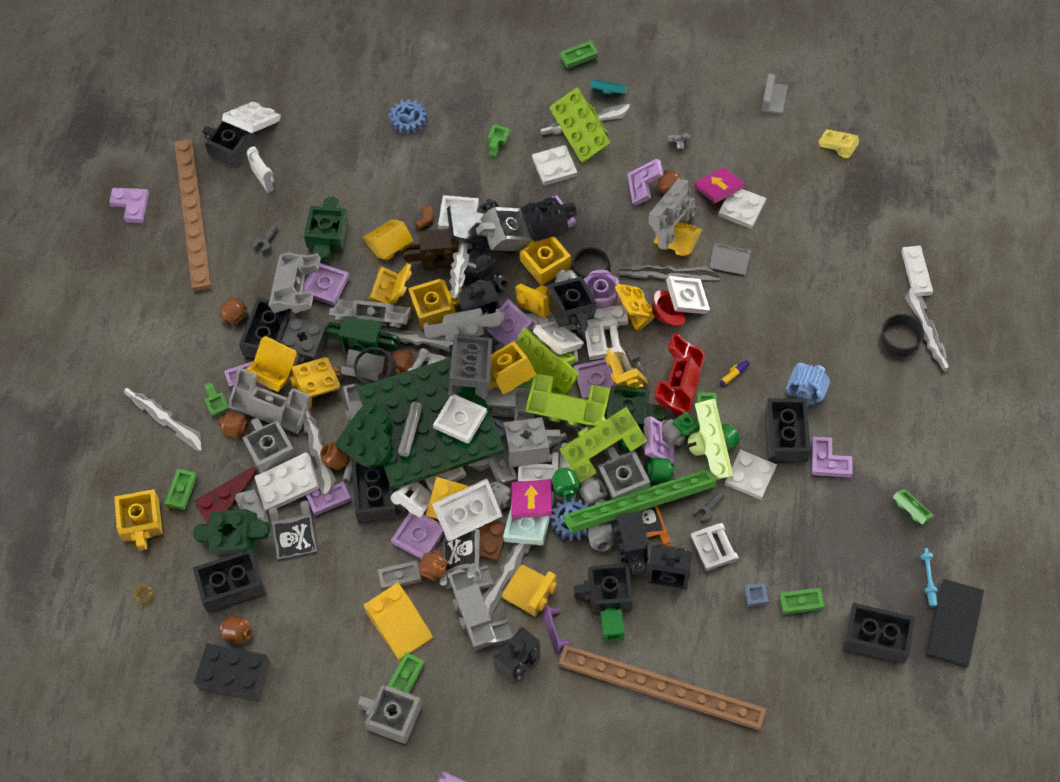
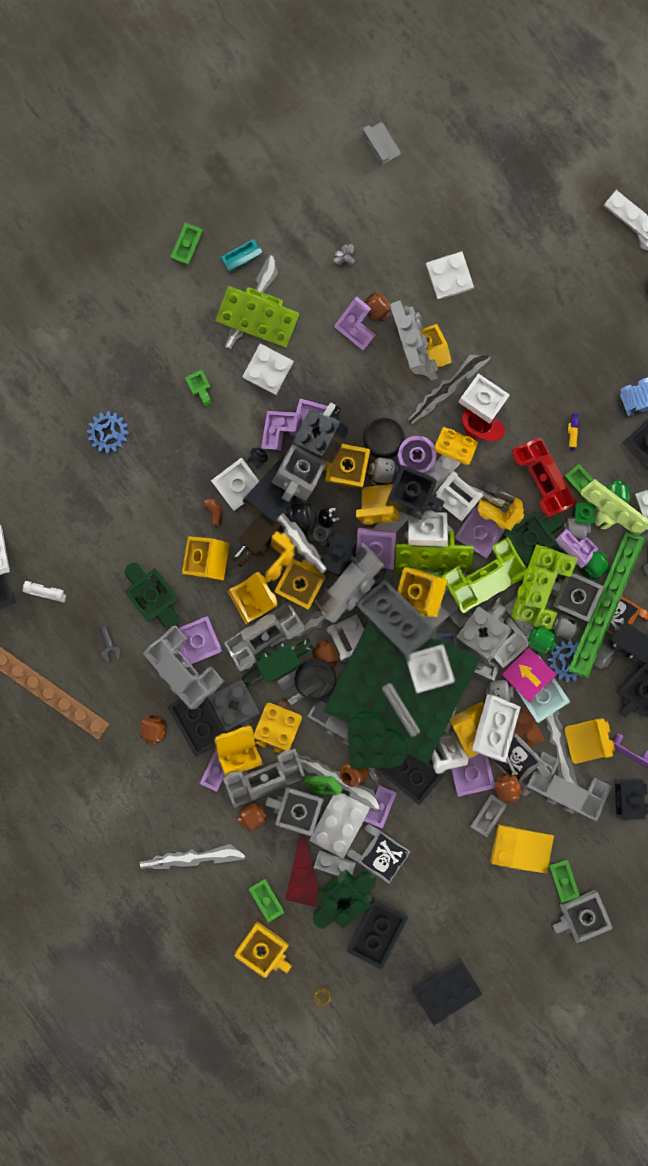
camera: 50 degrees left, 25 degrees up
(215, 402) = (220, 812): bright green plate -> none
(236, 630) = (417, 961): dark orange head -> none
(304, 441) = (322, 785): none -> bright green plate
(432, 264) = (281, 544): none -> yellow bracket
(523, 198) = (276, 425): none -> lavender plate
(719, 185) = (416, 273): dark pink tile -> none
(730, 259) = (483, 332): light grey panel -> none
(839, 141) = (472, 144): light yellow plate -> none

